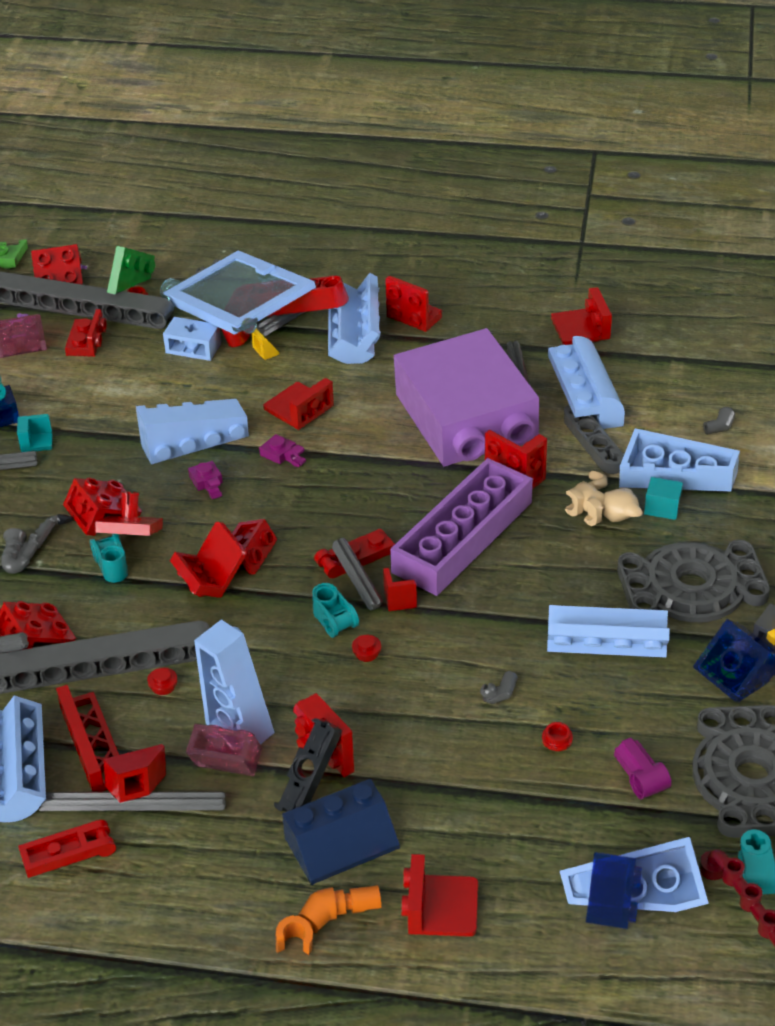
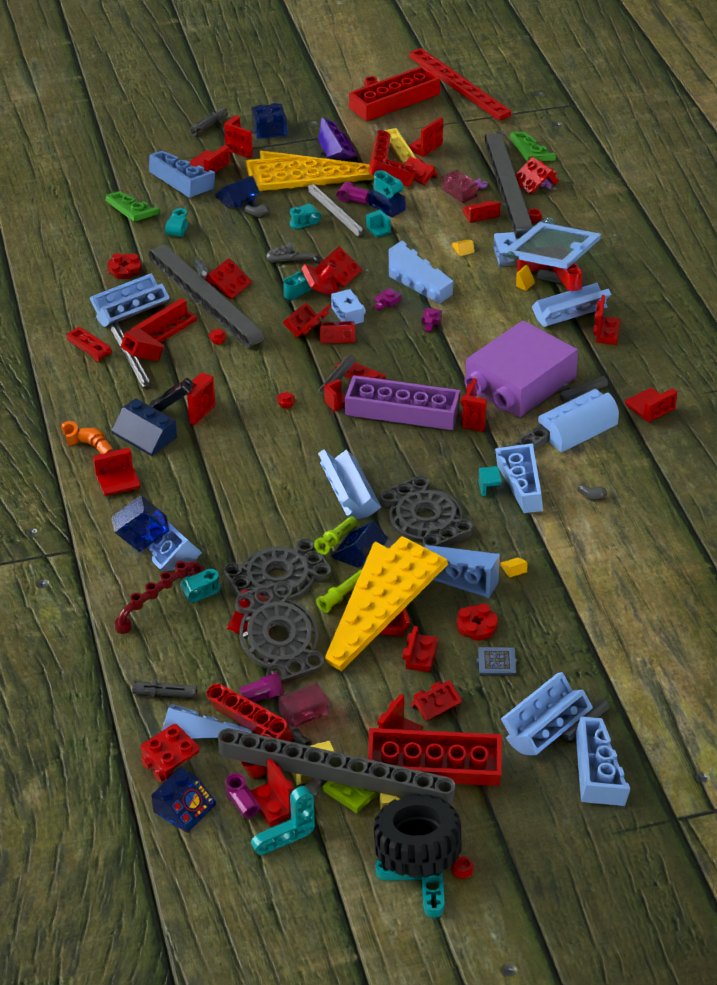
camera: 65 degrees right, 0 degrees up
(129, 269) = (545, 198): green wing -> none
(147, 375) = (464, 247): none -> yellow slope
(197, 517) = (347, 306): none -> light blue brick
(224, 749) = (173, 367): clear pink brick -> none
(230, 682) = (203, 343): light blue wedge -> none
(301, 404) = (475, 310): red bracket -> none
(333, 609) = (303, 376): teal piece -> none
(502, 692) = (282, 460): dark grey arm -> none
(557, 736) = (258, 488): red plate -> none
(614, 504) = (465, 453): tan animal -> none
(644, 774) = (246, 529): magenta piece -> none
(718, 682) = (350, 523): none -> lime pin

